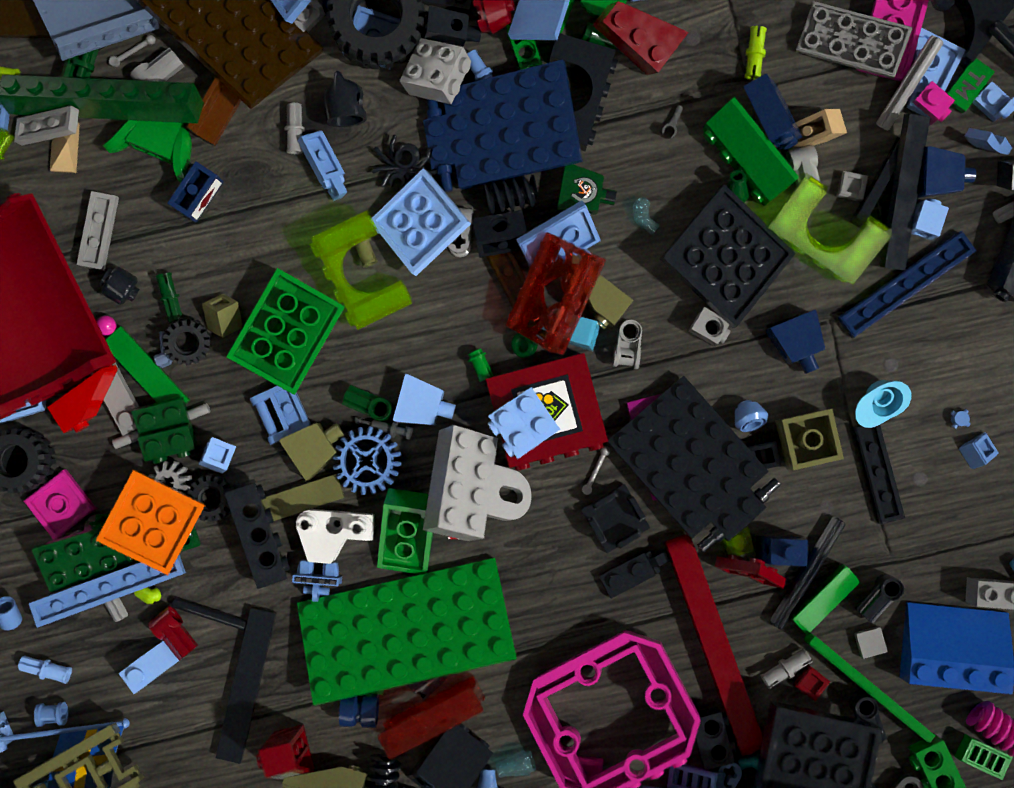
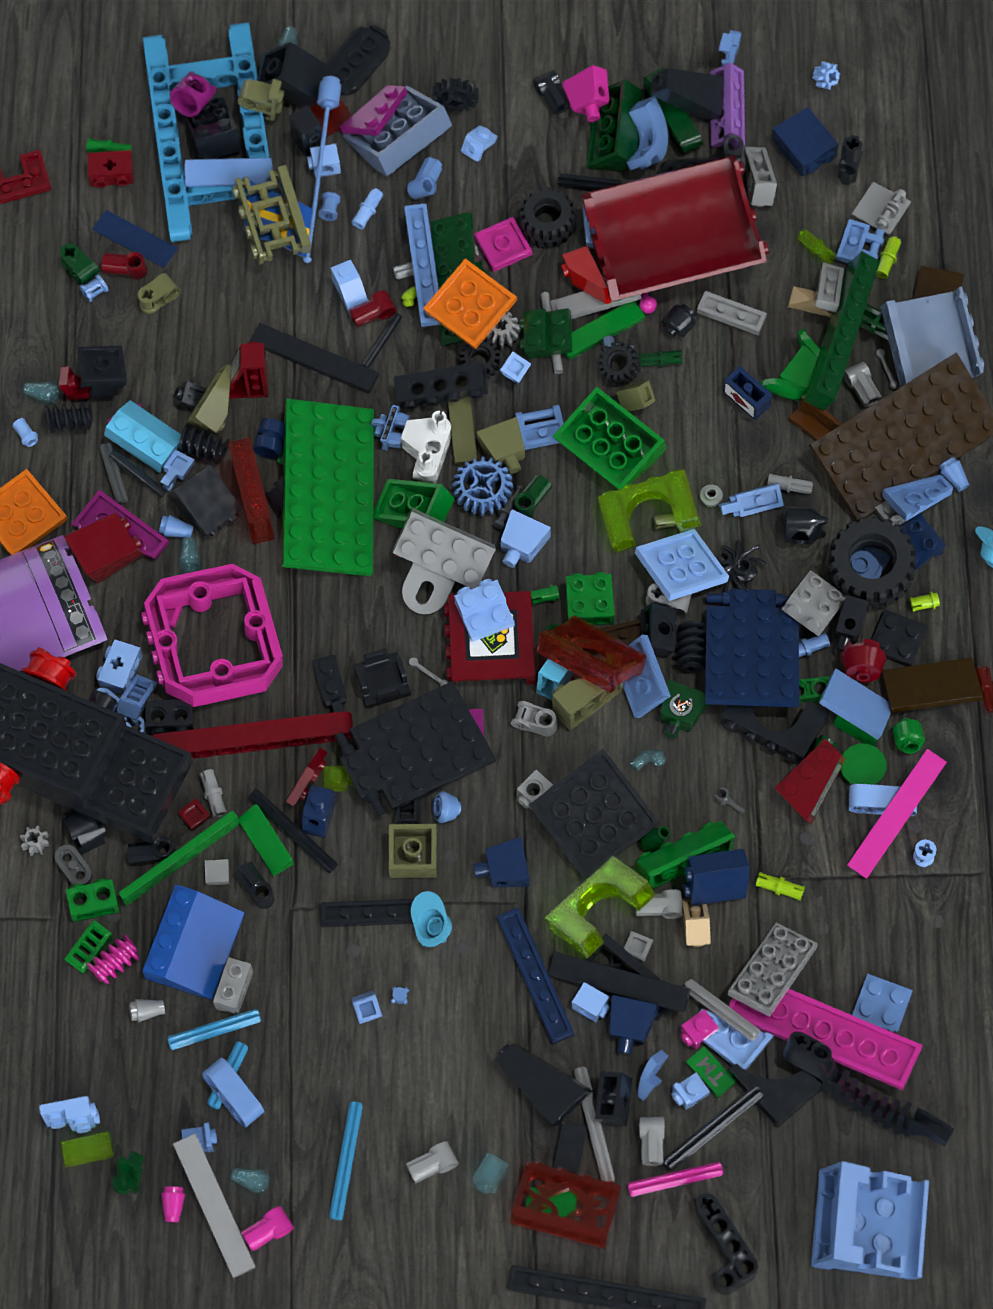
camera: 100 degrees right, 20 degrees down
(330, 216) = (711, 501): none -> light grey plate
(477, 314) = (590, 598): none -> green brick

